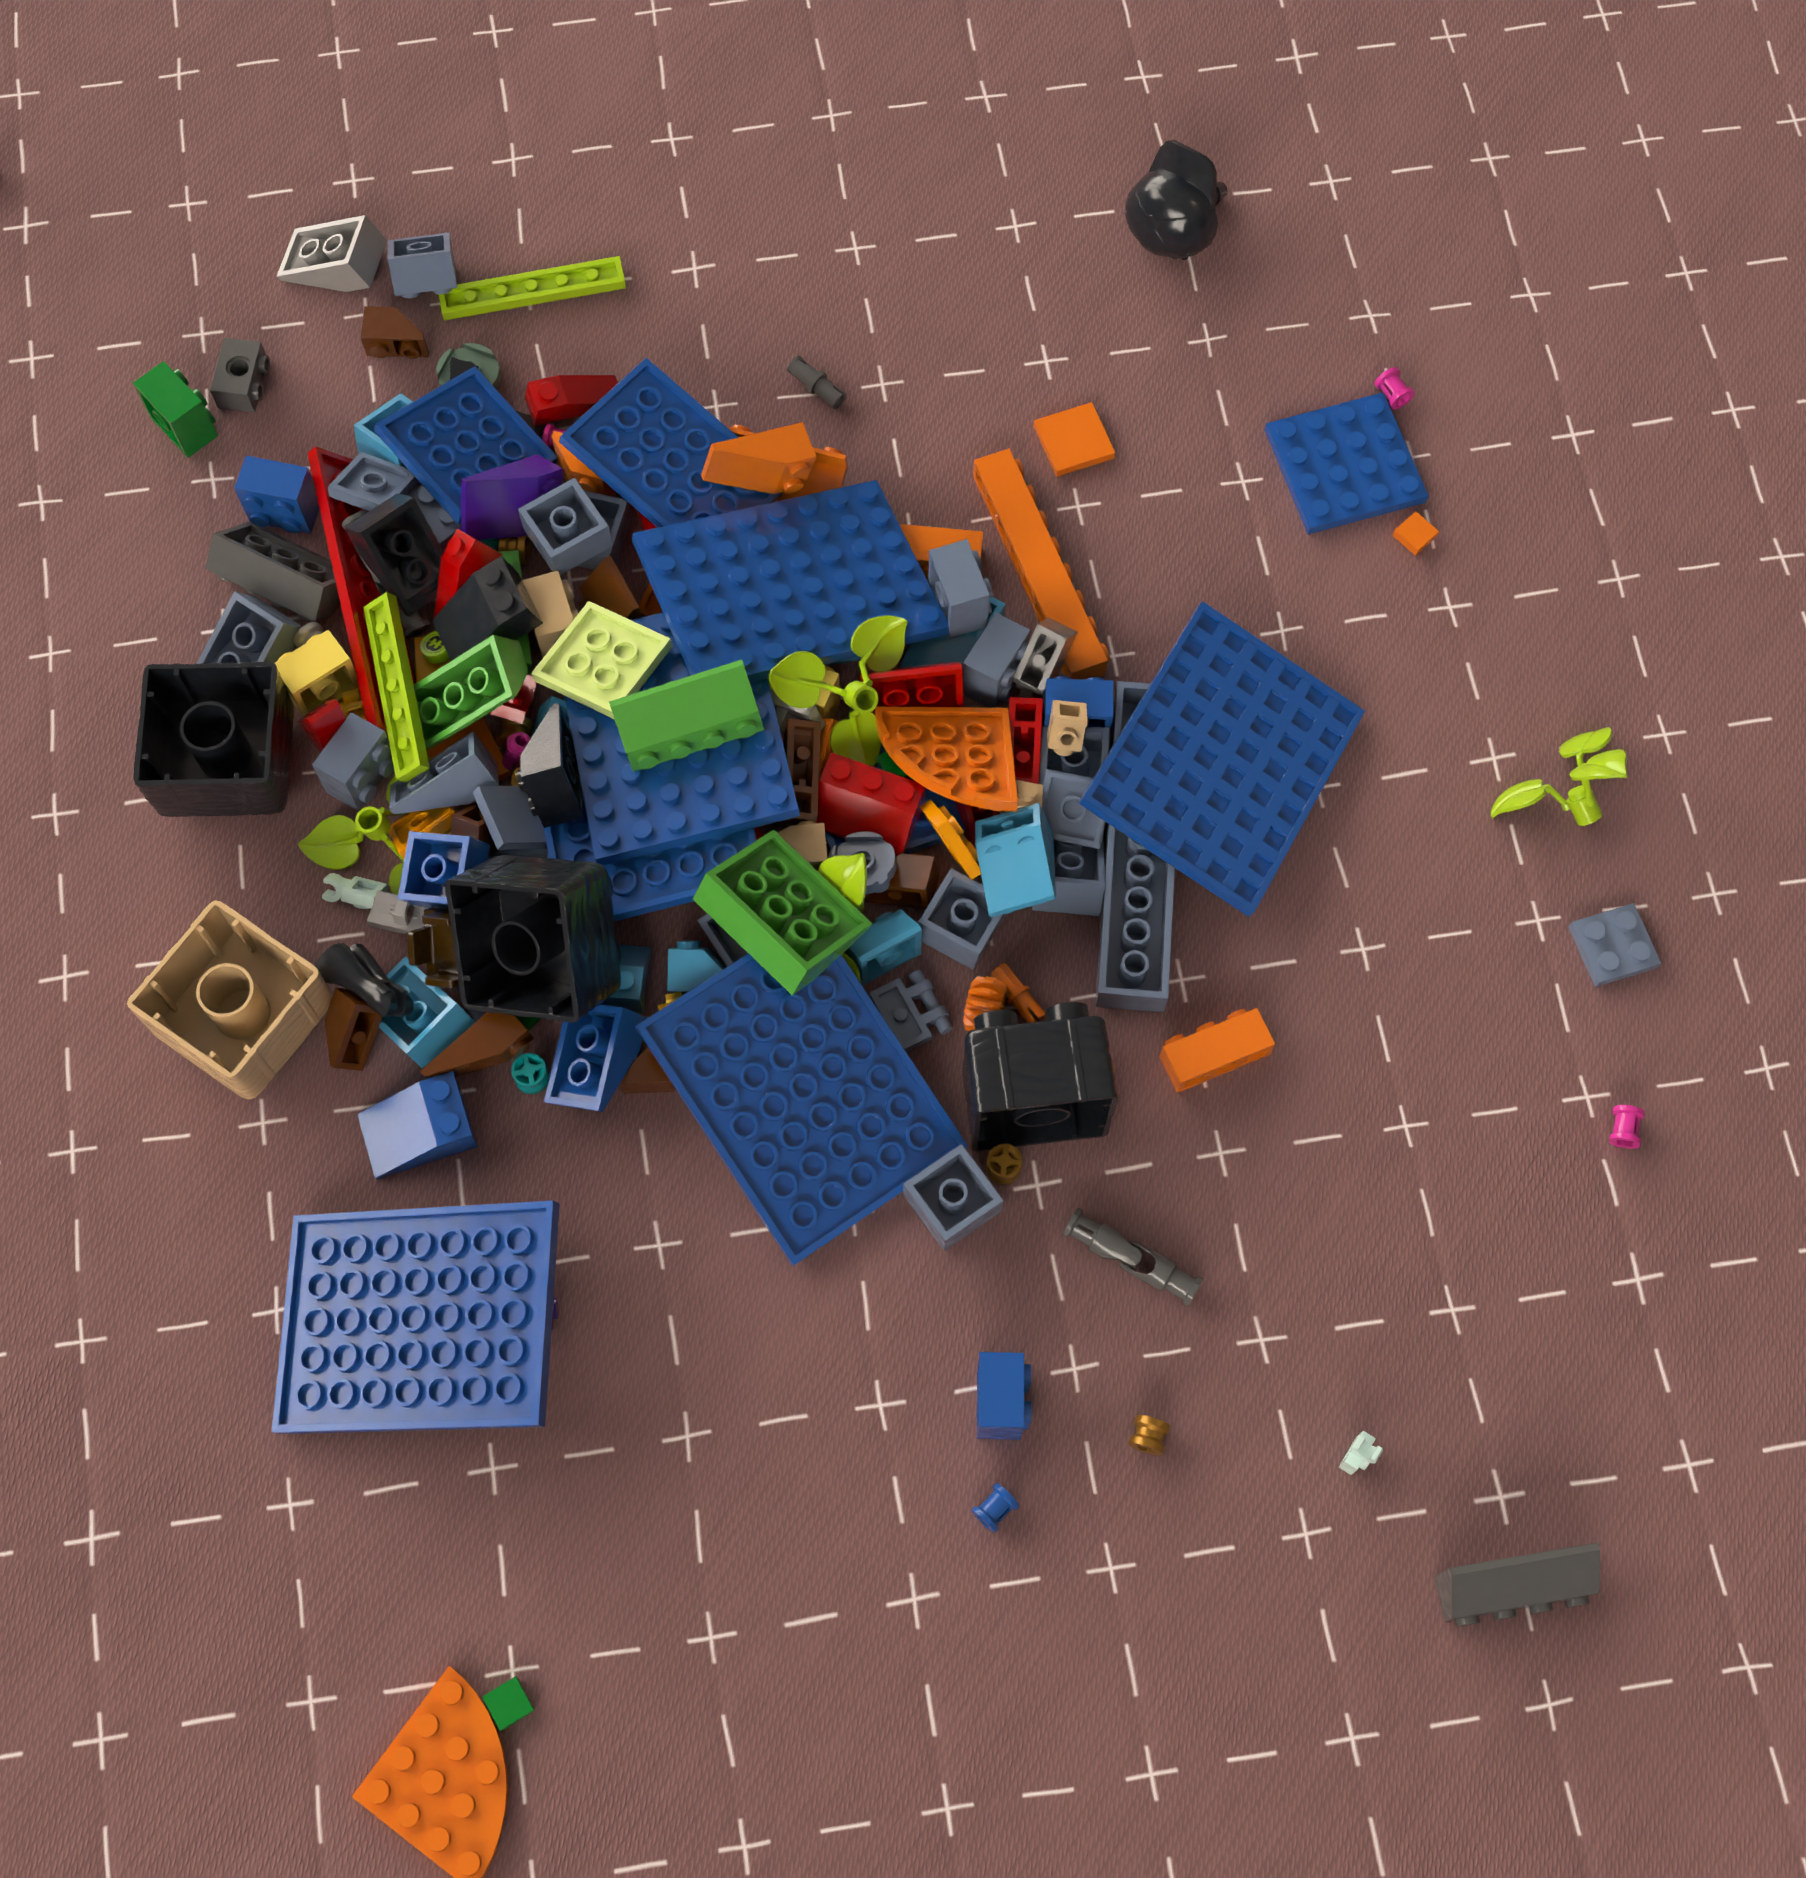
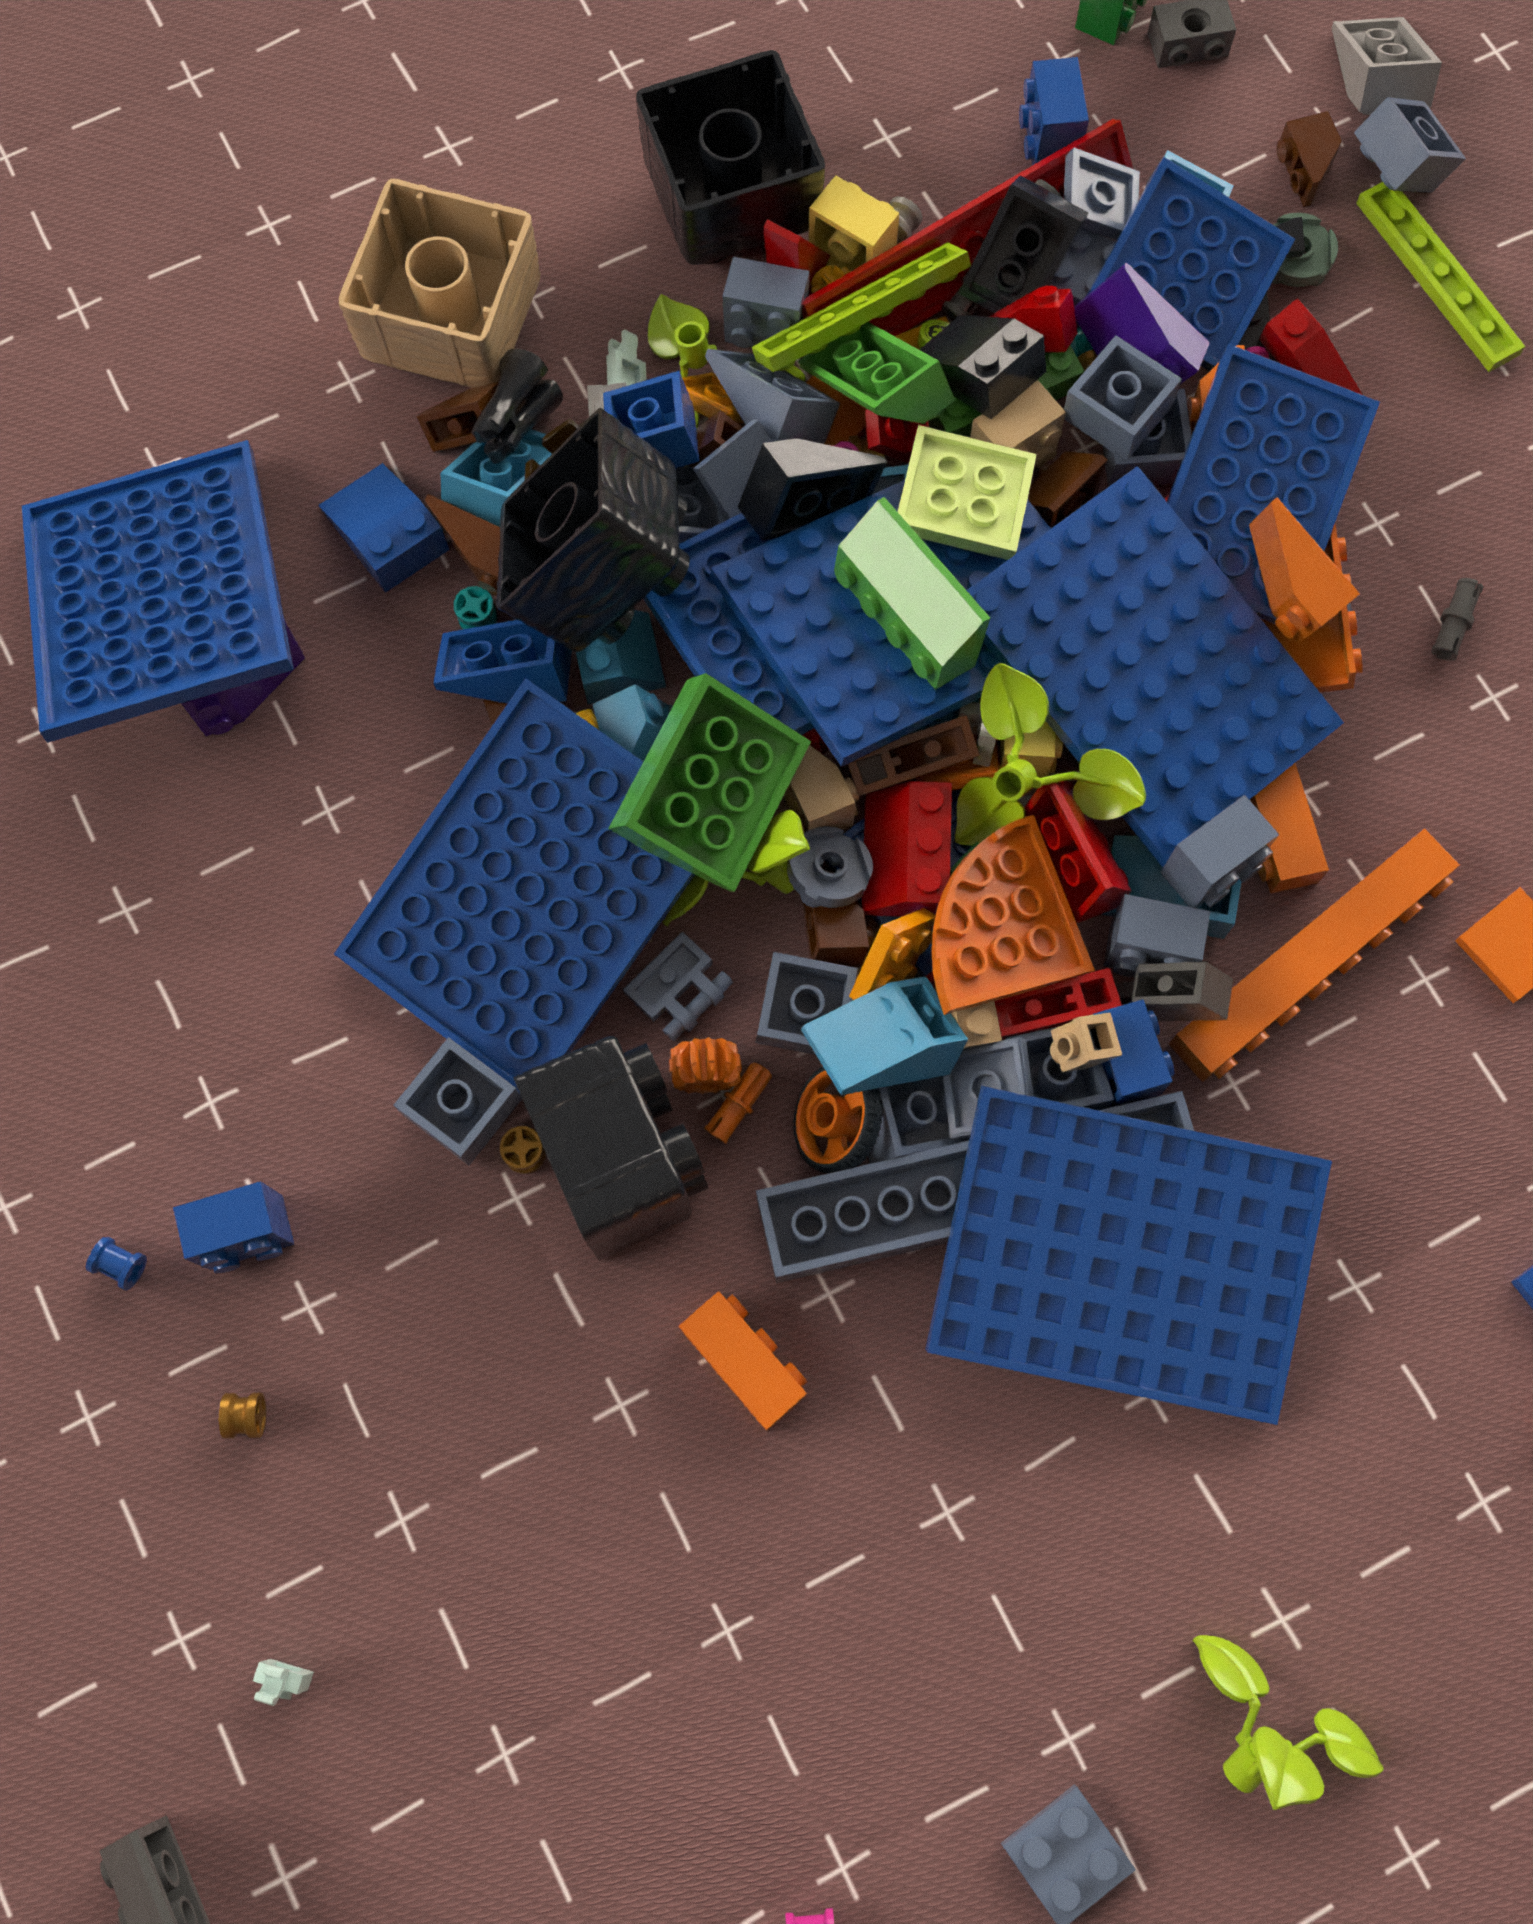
camera: 75 degrees right, 5 degrees up
(249, 633) = (876, 154): sand blue slope -> none
(275, 569) = (970, 145): dark grey slope -> none
(886, 945) = (743, 925): dark azure slope -> none
(1087, 931) = (839, 1119): none -> orange wheel
(1110, 1244) = (458, 1312): dark grey piece -> none

